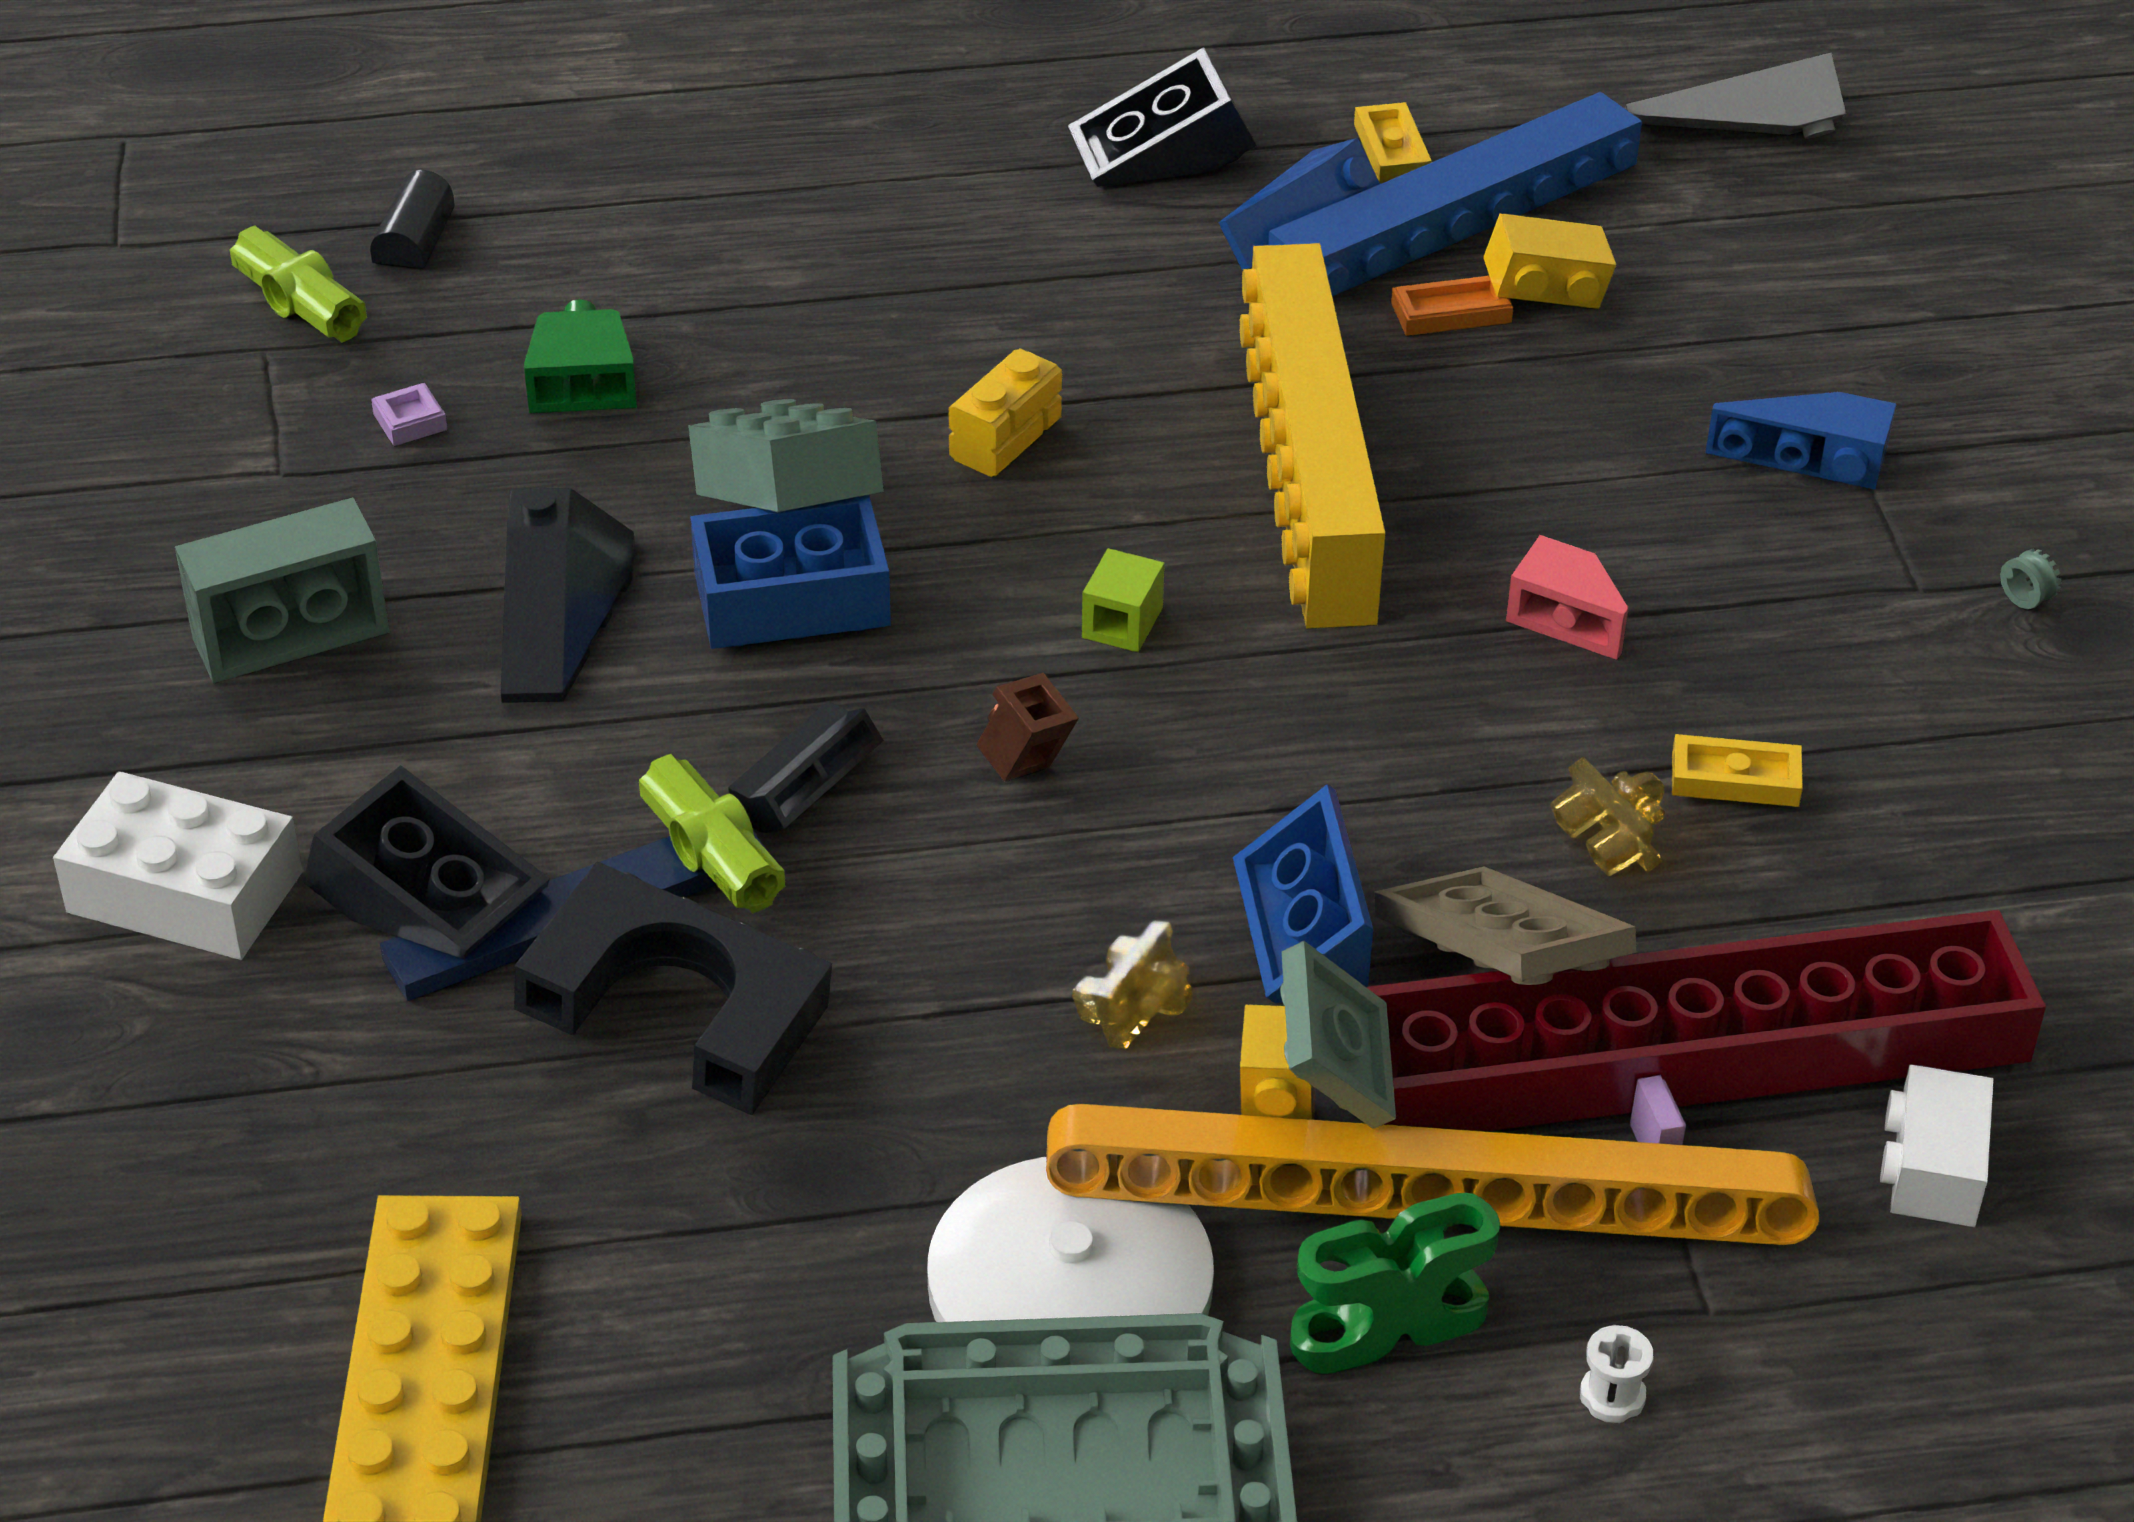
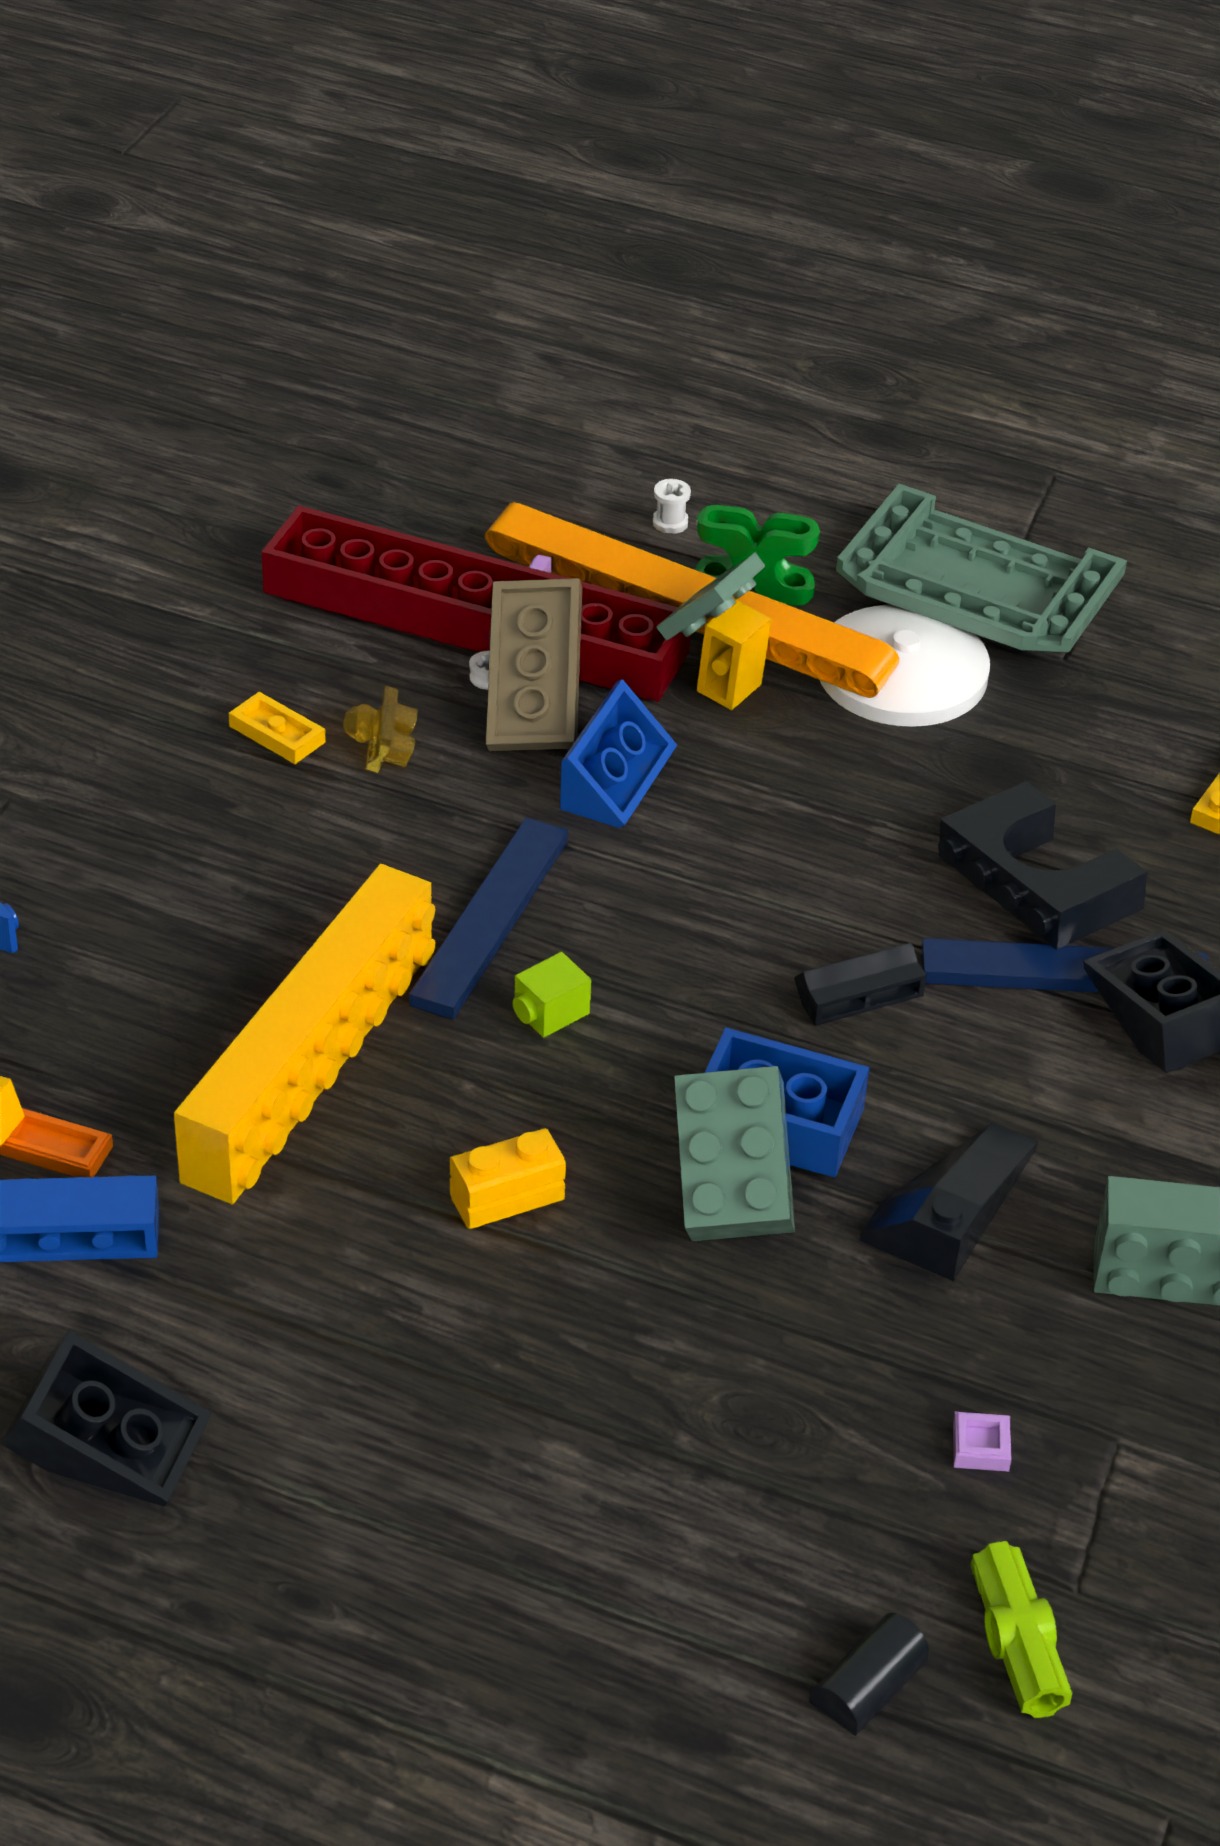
camera: 150 degrees left, 0 degrees up
(579, 361) = (812, 1405): green torso -> none
(712, 833) = (962, 936): lime piece -> none
(1026, 727) = (705, 916): copper brick -> none
(1140, 983) = (752, 756): clear yellow hips -> none
(1276, 676) = (488, 919): none -> dark blue tile
(1306, 187) = (67, 1265): blue slope -> none
(1568, 598) = (255, 867): coral slope -> none
(1939, 1145) = (408, 509): white brick -> none

